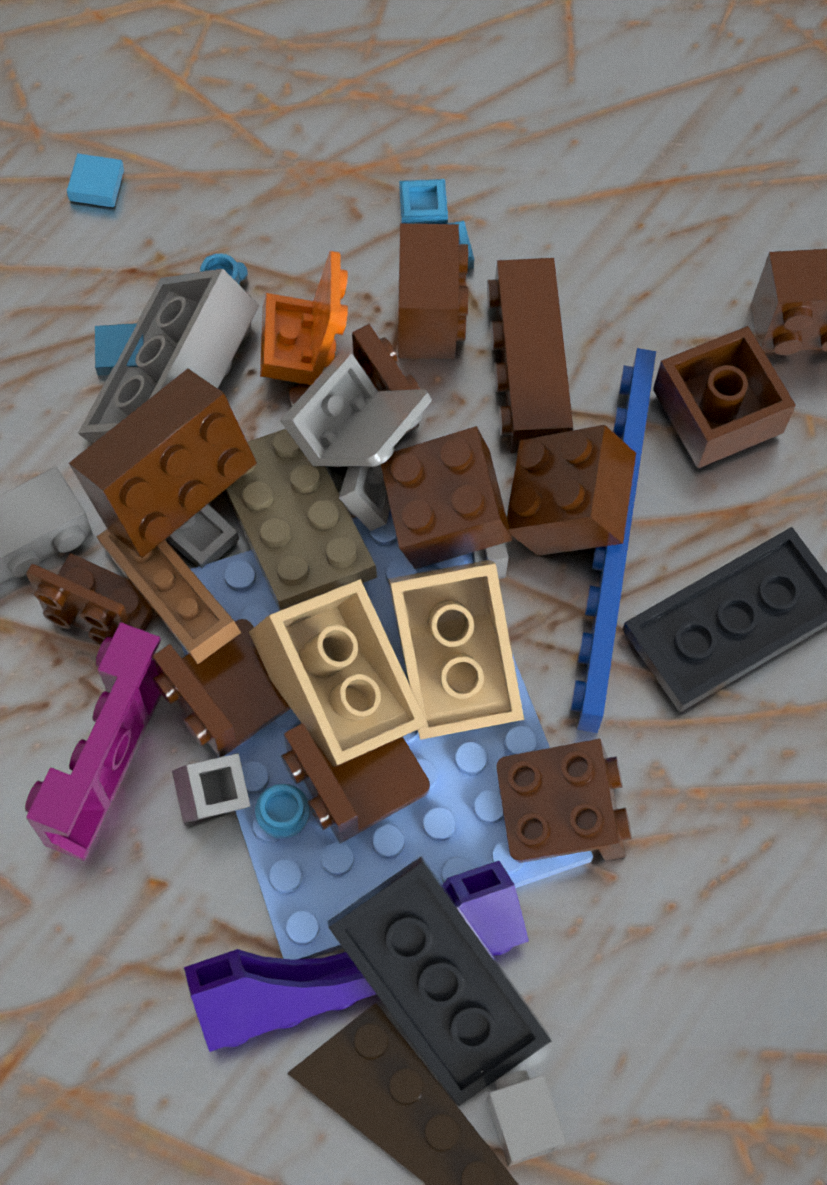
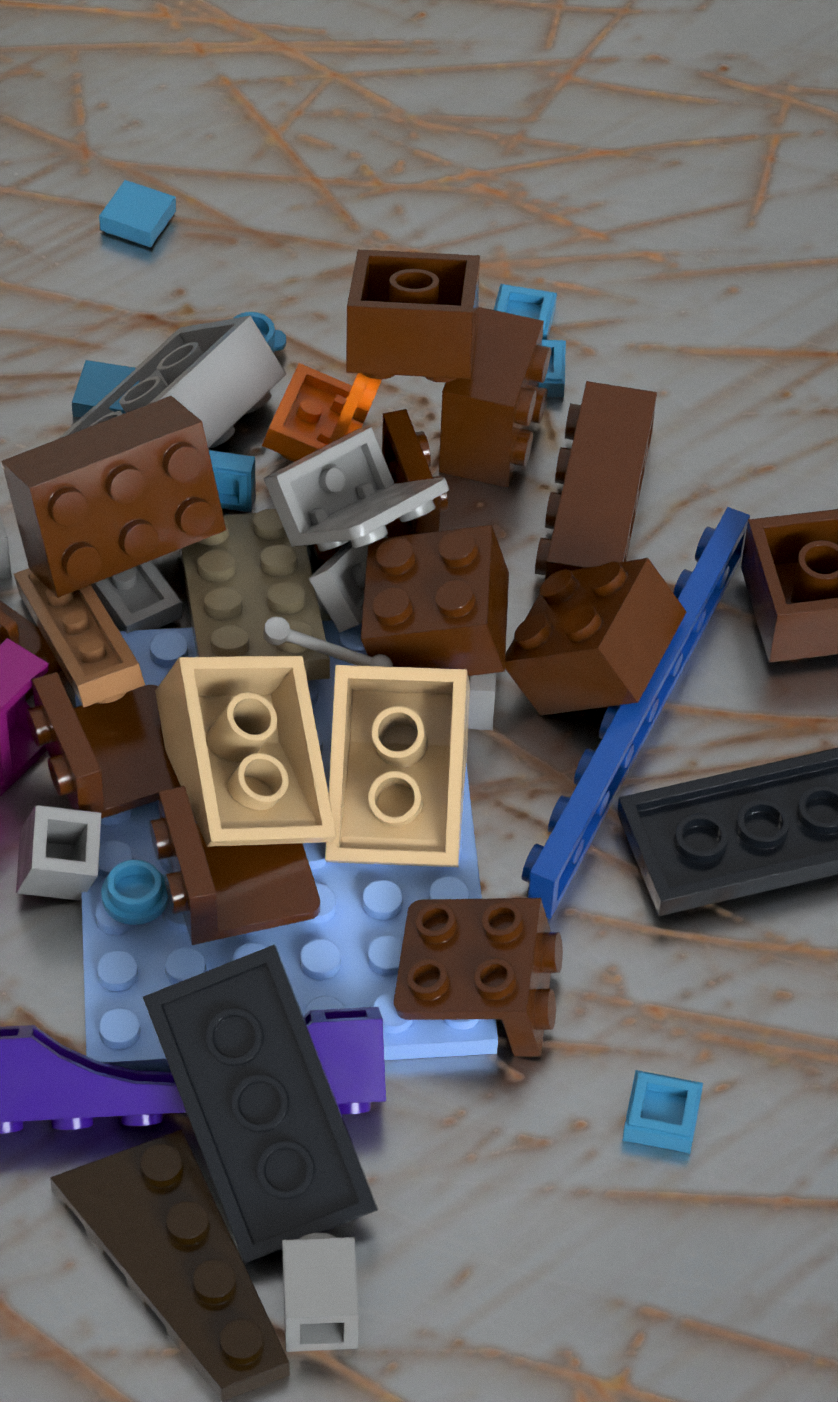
camera: 15 degrees right, 15 degrees down
(247, 409) = (234, 480): none -> dark azure tile
(331, 555) = (278, 631): none -> light grey hinge
(365, 253) = (412, 315): none -> reddish brown brick
(731, 882) = (662, 1111): none -> dark azure tile

